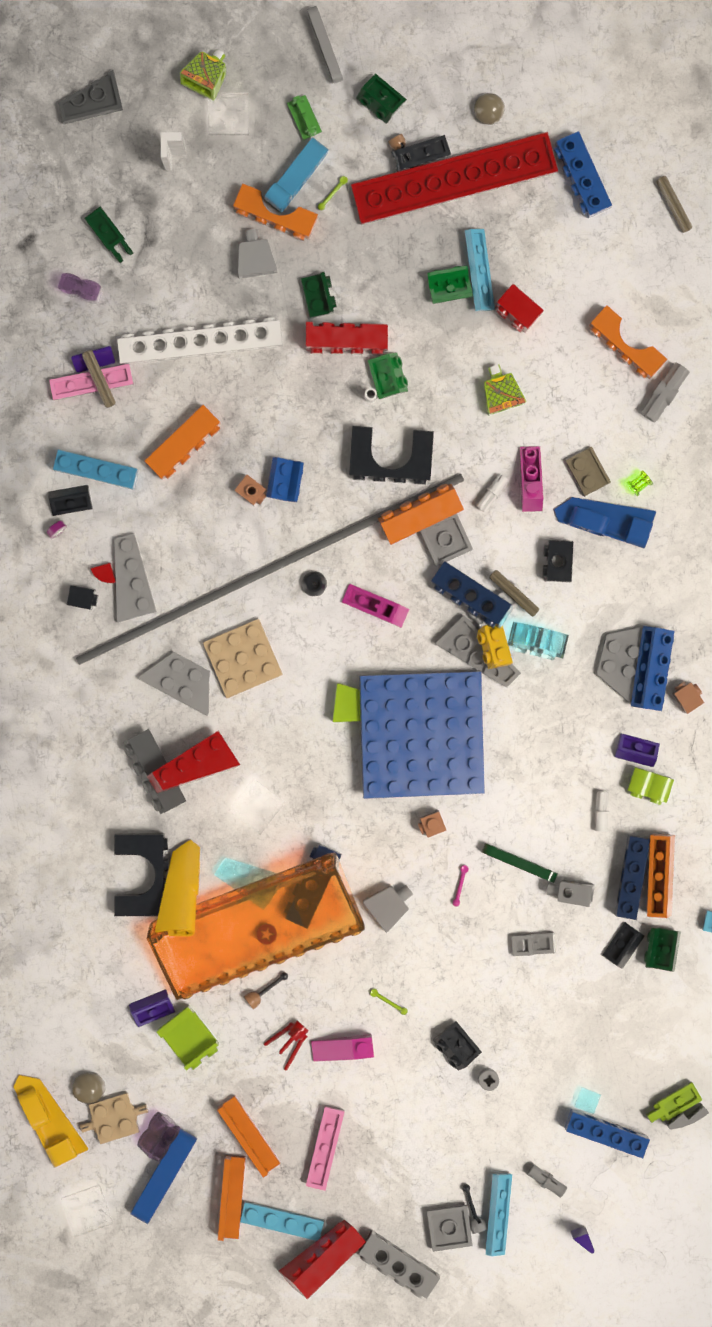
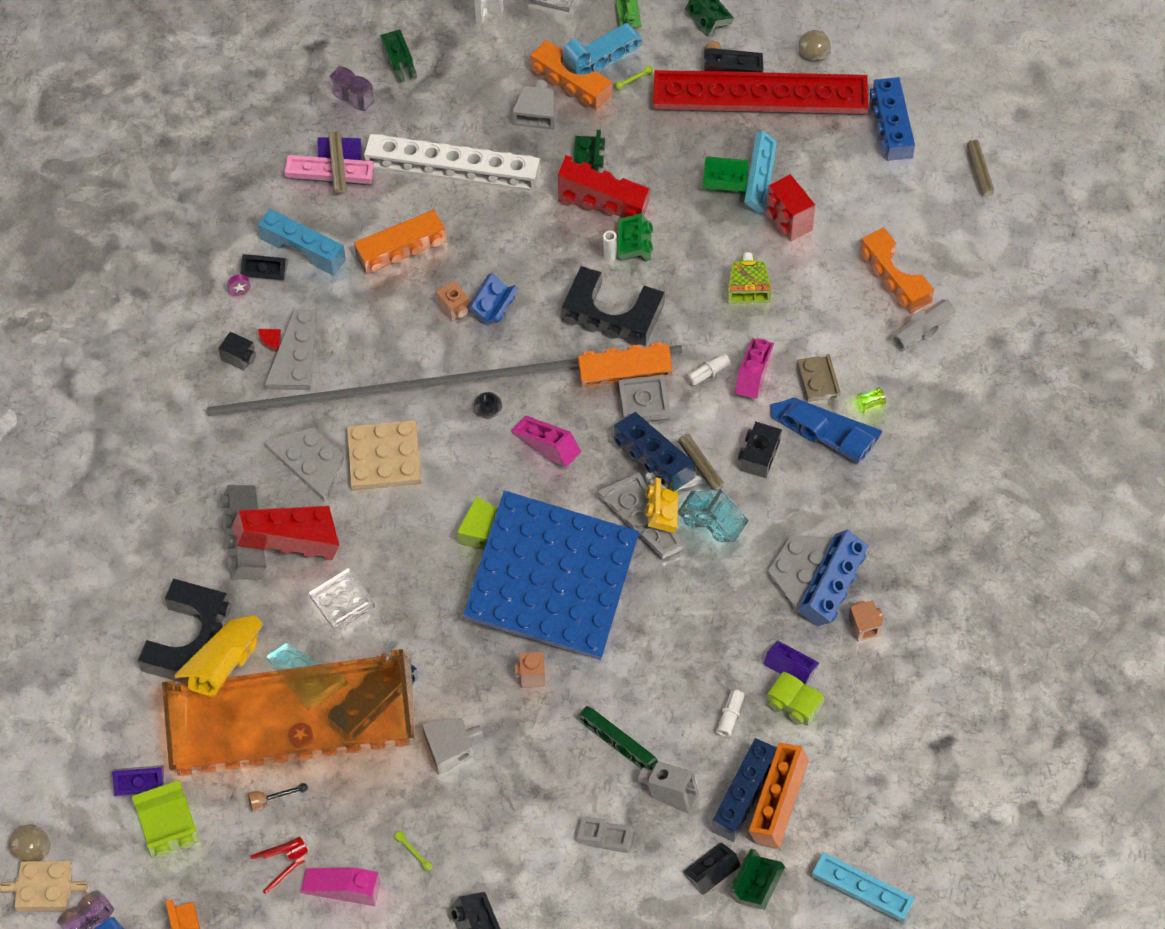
camera: 15 degrees right, 30 degrees down
(464, 869) = (552, 733): dark pink hinge -> none

